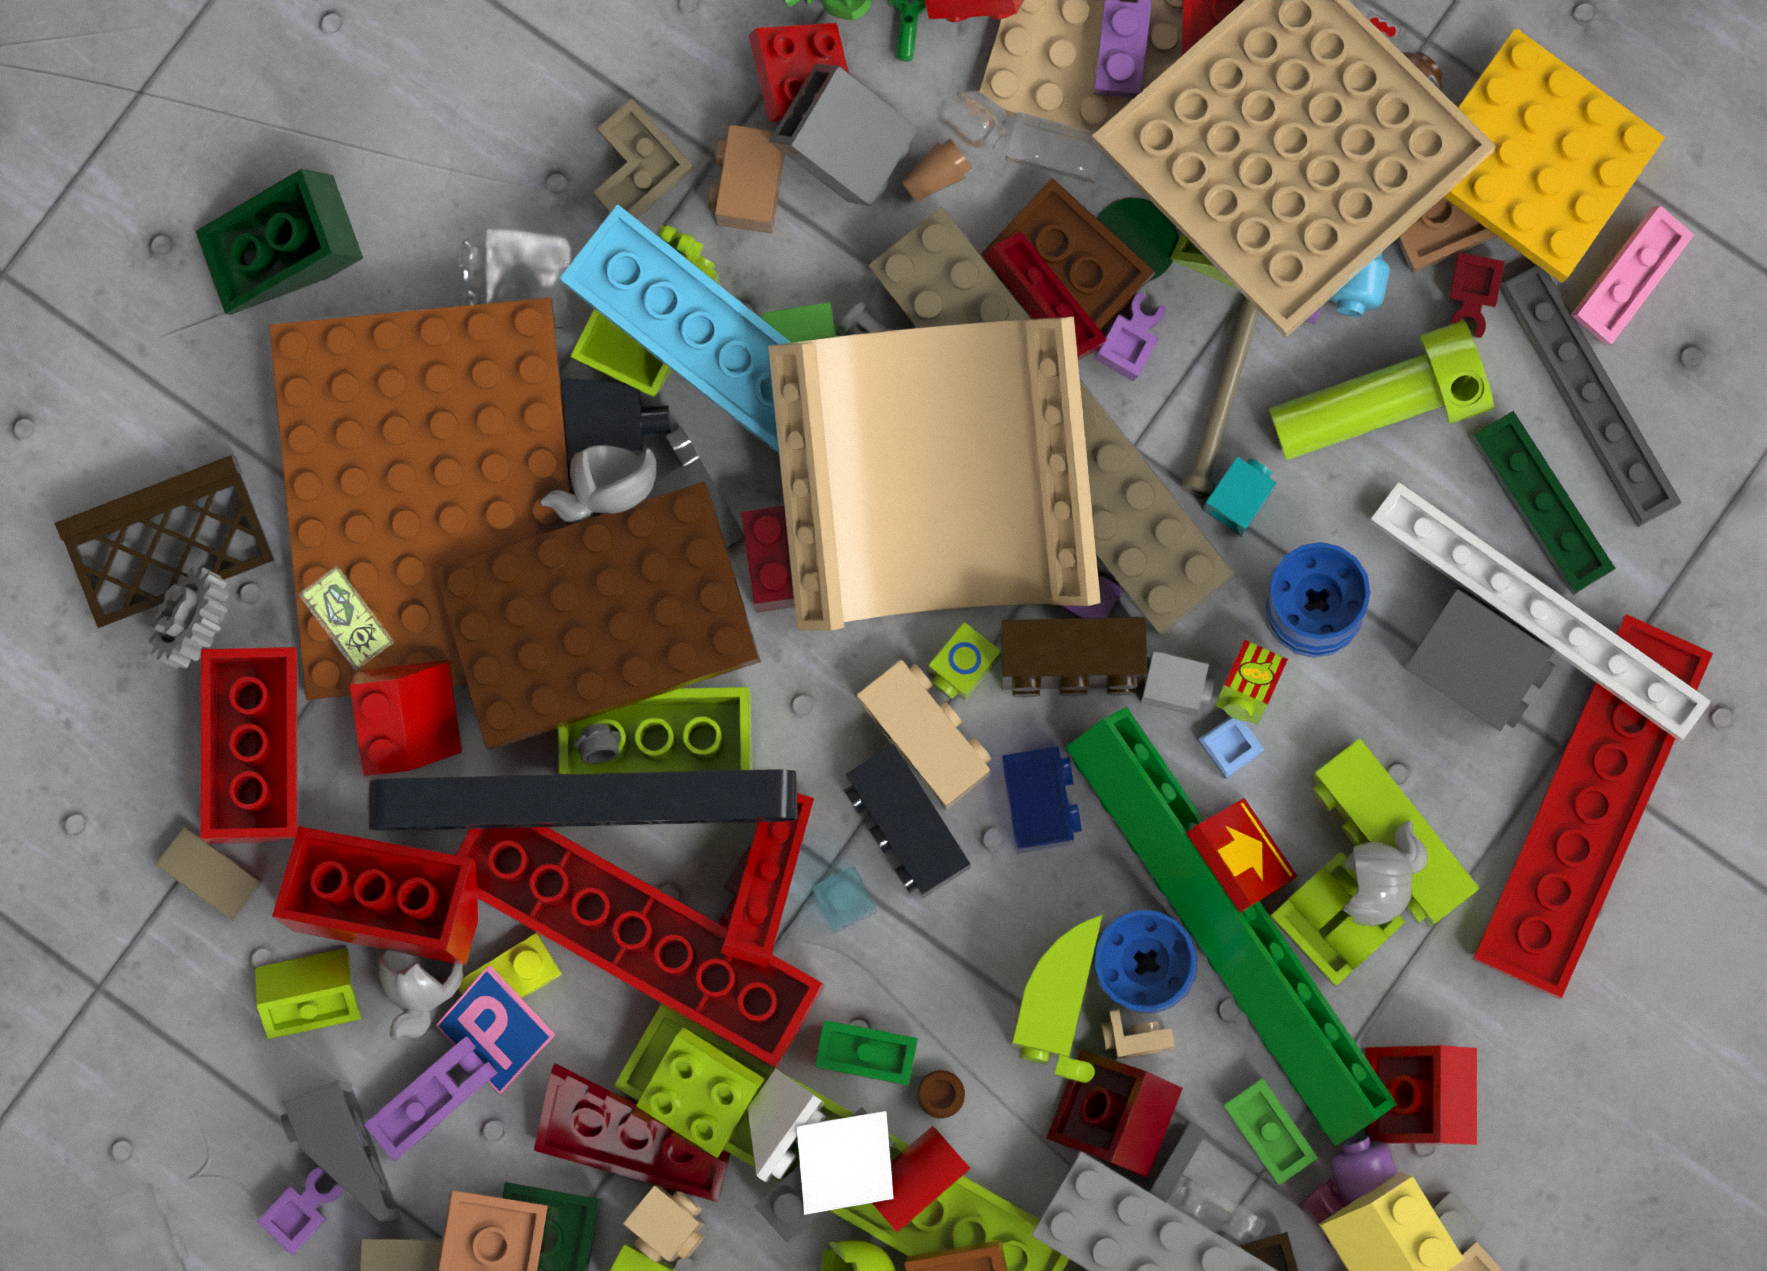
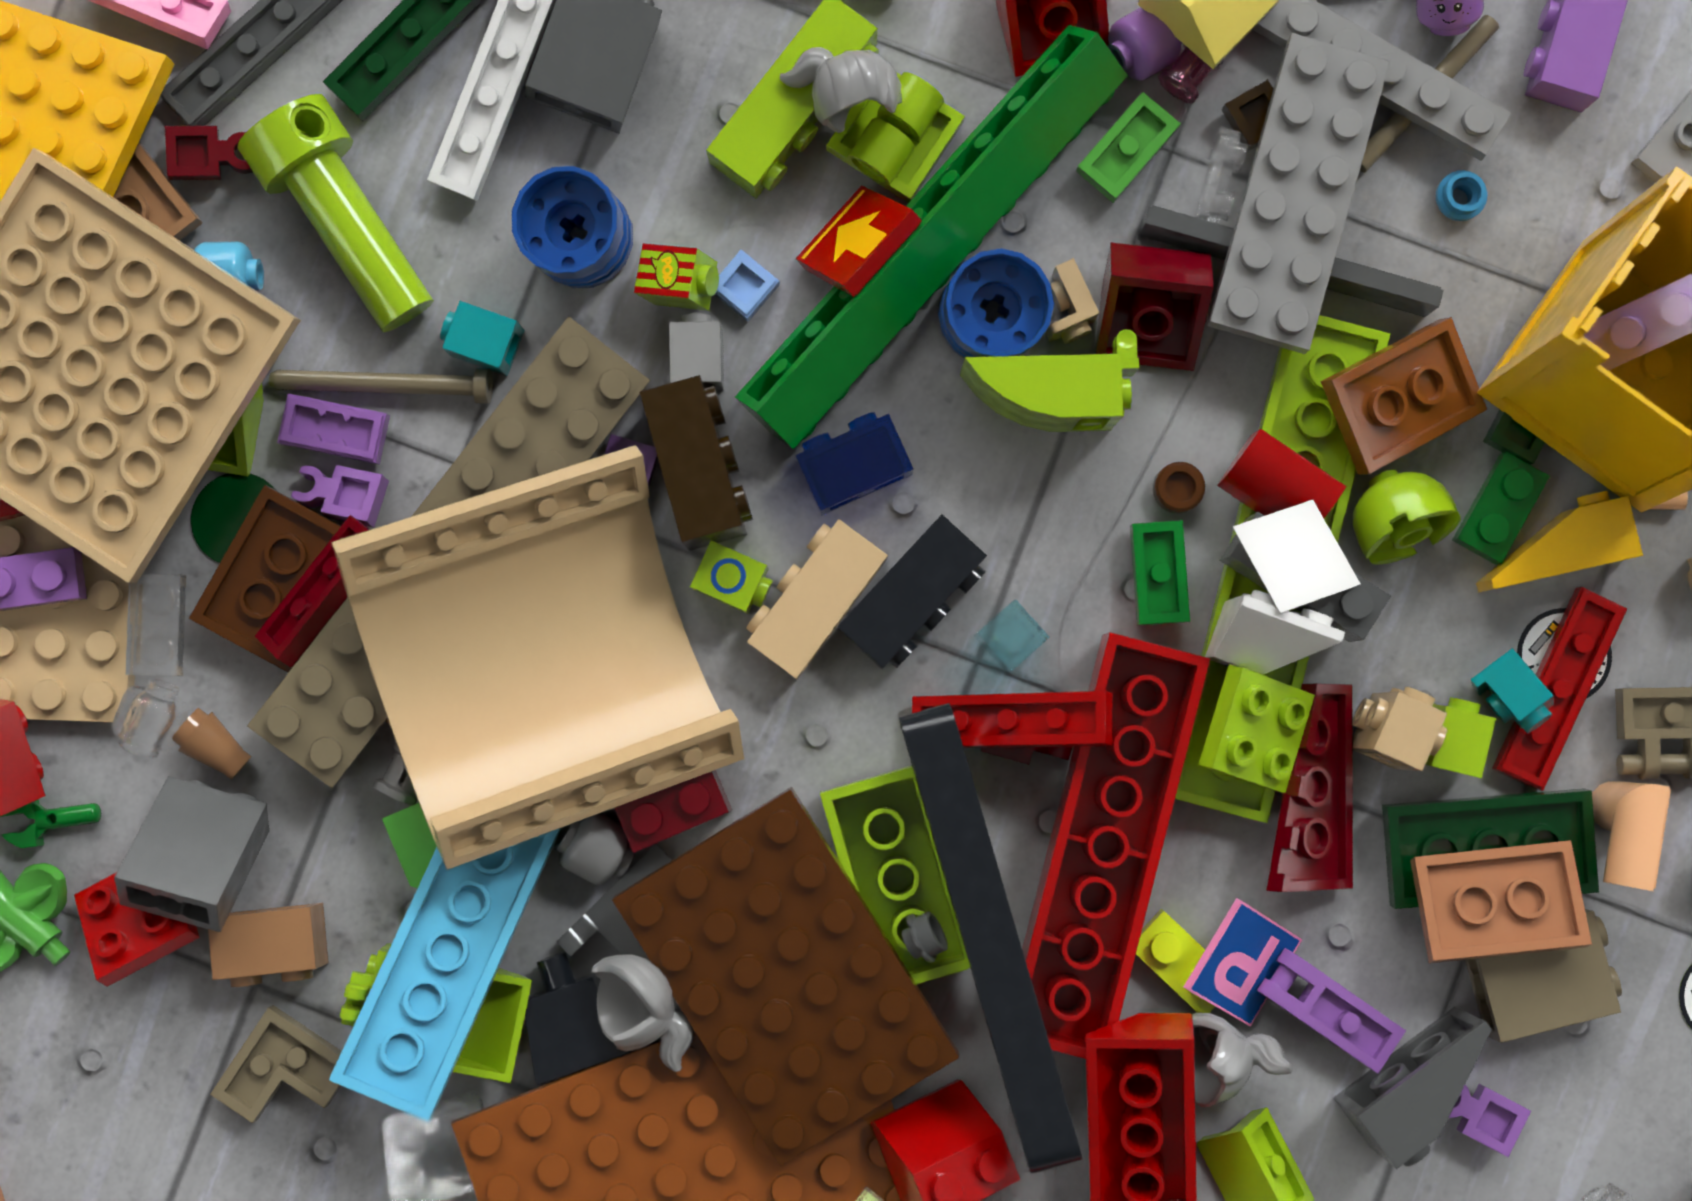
camera: 110 degrees left, 5 degrees up
(753, 480) = (594, 849): none -> light grey head
(1192, 344) = (333, 429): none -> medium lavender plate

